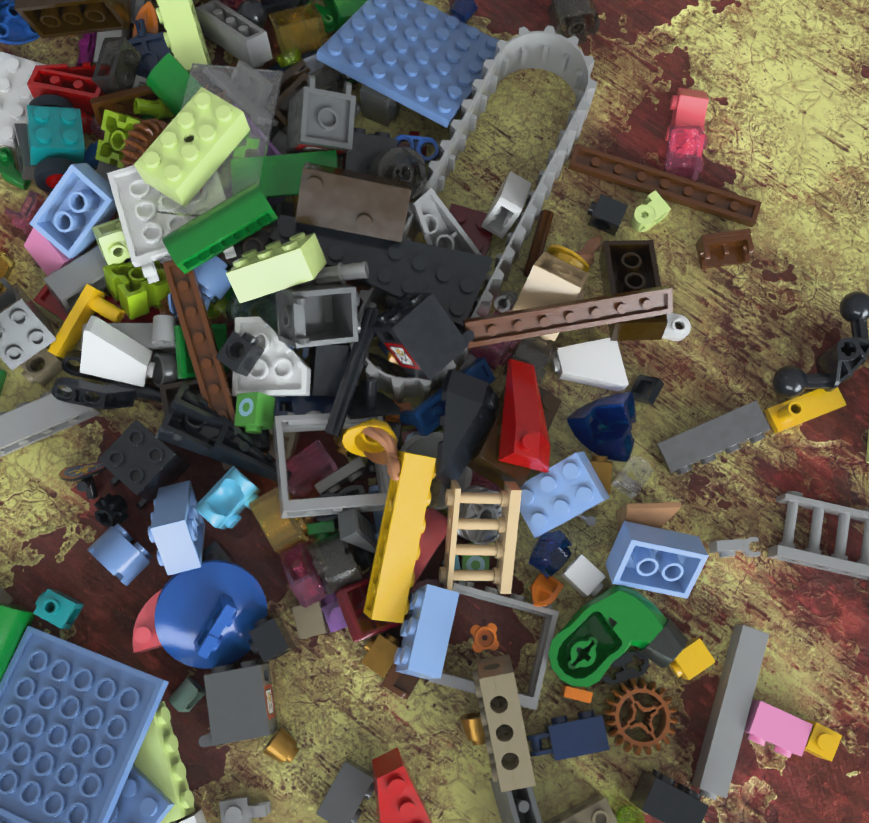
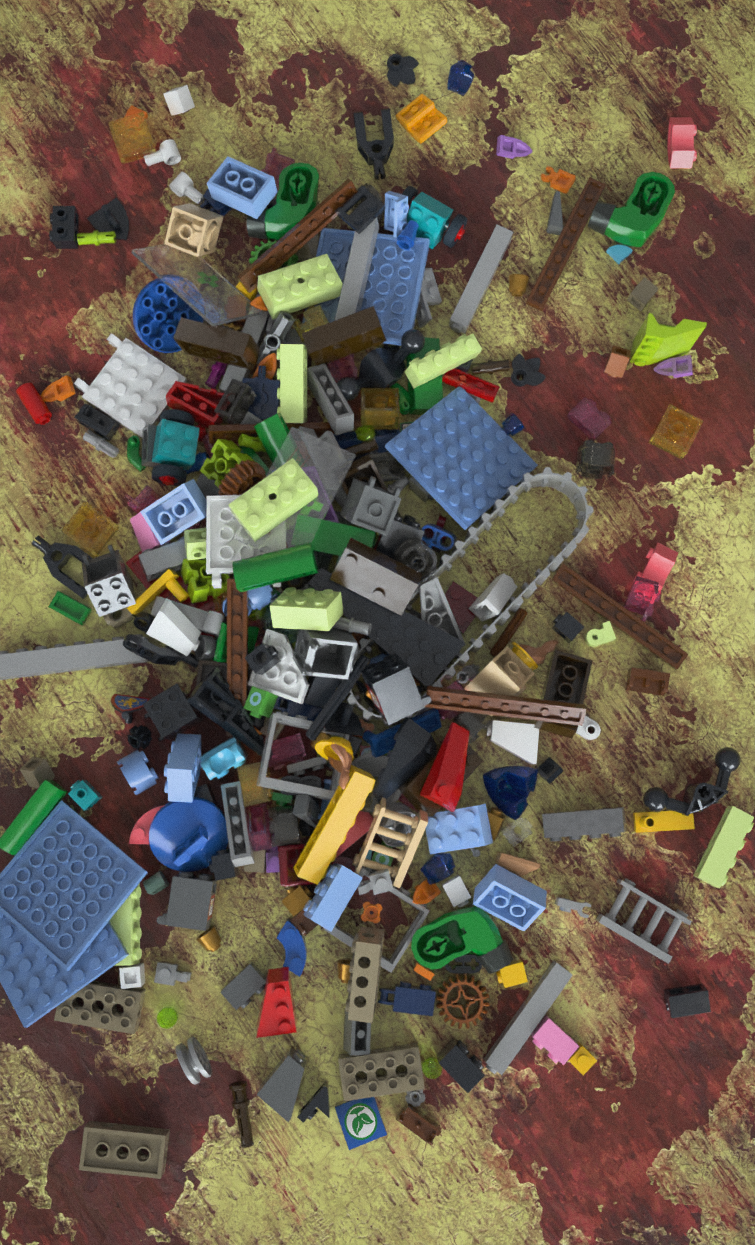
camera: 20 degrees right, 5 degrees up
(271, 580) = (237, 824): none -> light grey brick
(397, 718) = (294, 946): none -> blue brick
(481, 594) = (379, 882): none -> light grey plate

